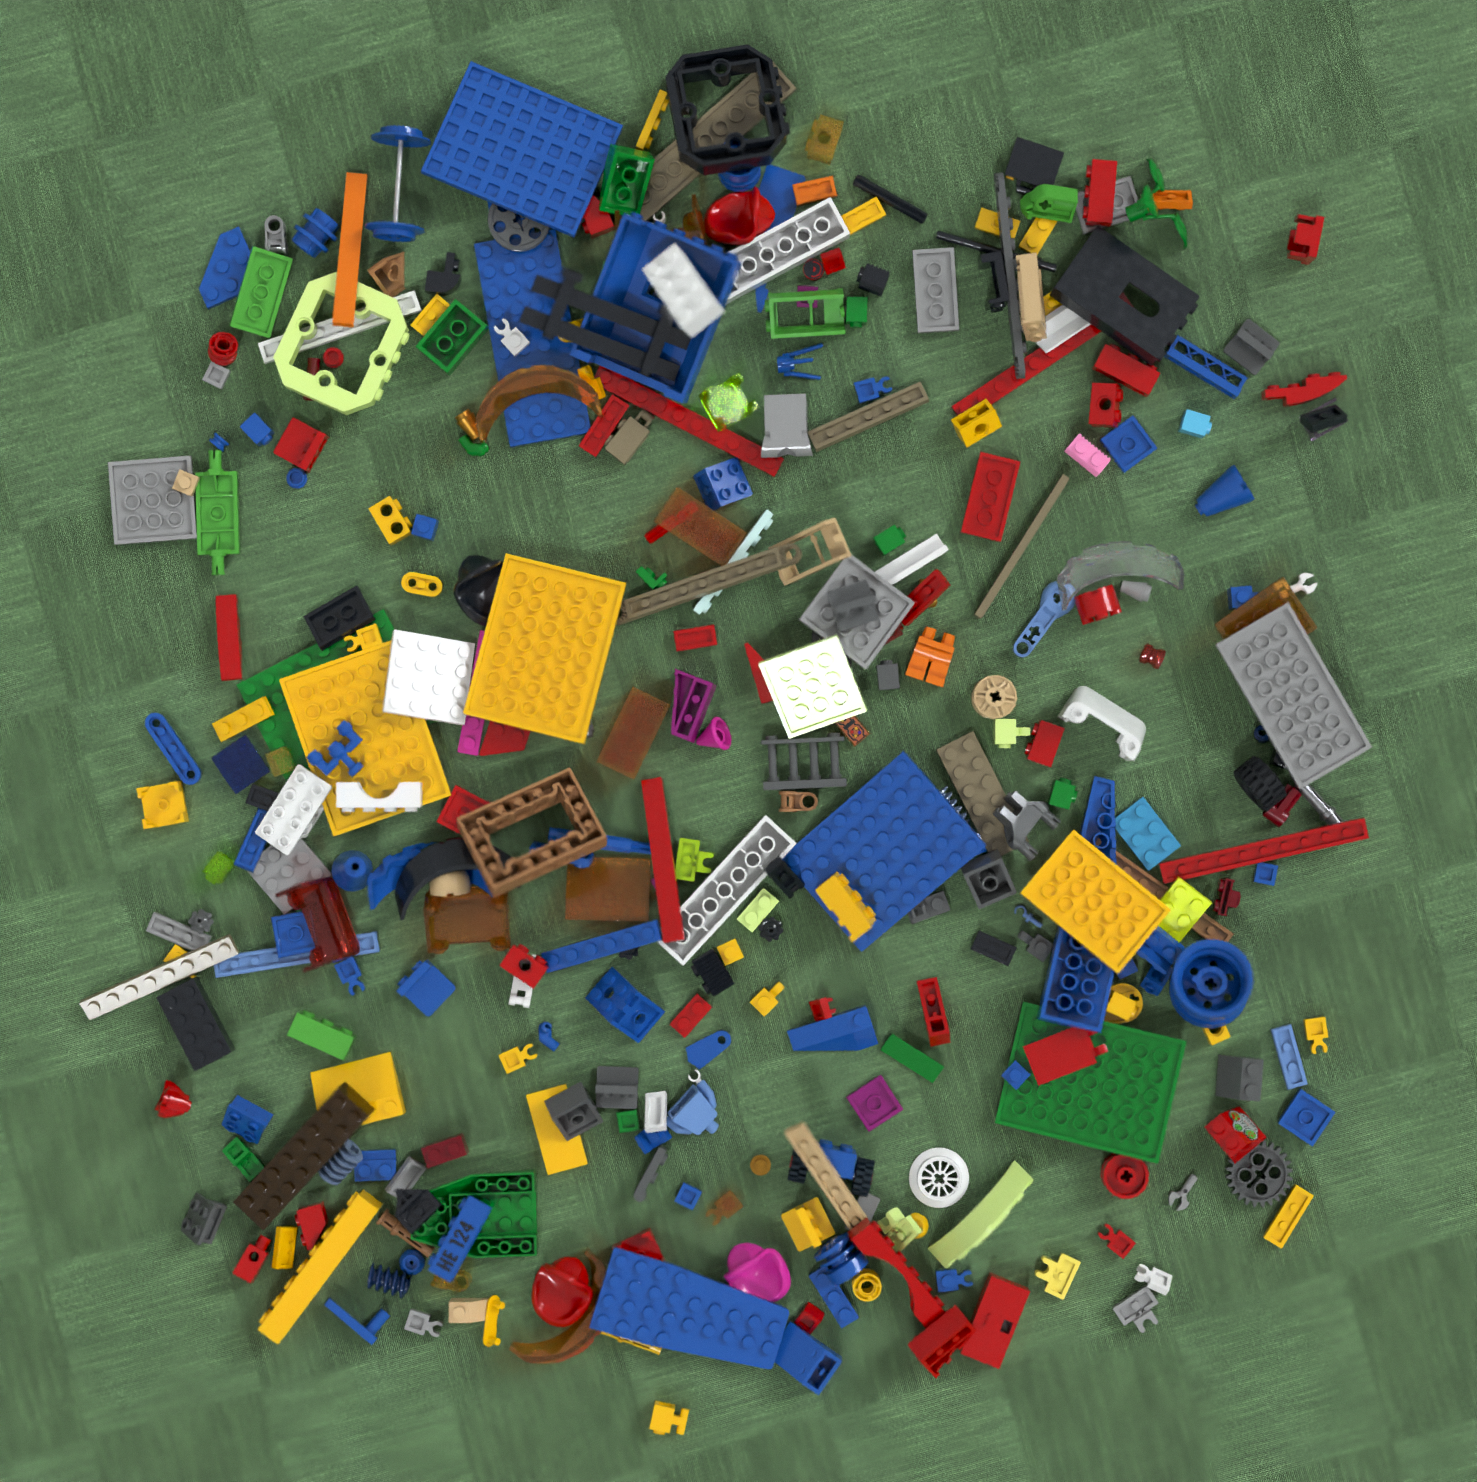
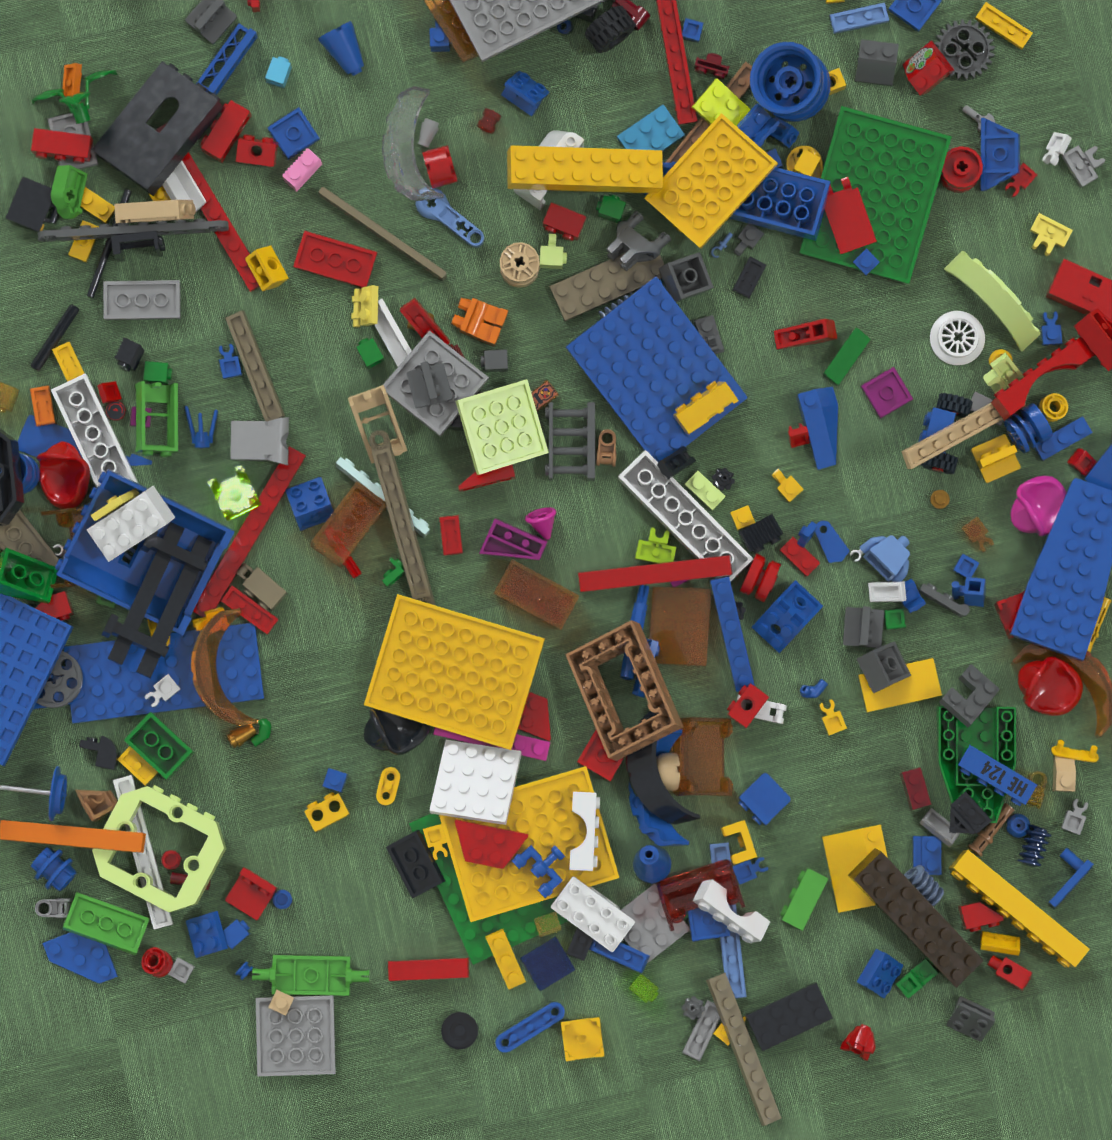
camera: 90 degrees left, 5 degrees down
(166, 674) = (459, 1030): none -> black piece
(254, 399) = (206, 934): none -> blue plate
(313, 938) = (713, 899): none -> white arch
(361, 694) = (488, 844): none -> red wing
(363, 967) = (743, 839): none -> yellow panel
(531, 1205) = (969, 709): none -> dark grey plate
(660, 1205) = (973, 591): none -> blue brick
(662, 976) = (761, 578): none -> red wheel
(704, 271) = (114, 503): none -> light yellow plate
(715, 1021) = (806, 533): none -> blue plate
(940, 532) = (365, 306): none -> light yellow plate
(1099, 762) = (584, 169): none -> yellow brick
(1144, 1215) = (998, 154): none -> blue wing
(1186, 693) = (524, 92): none -> blue bracket

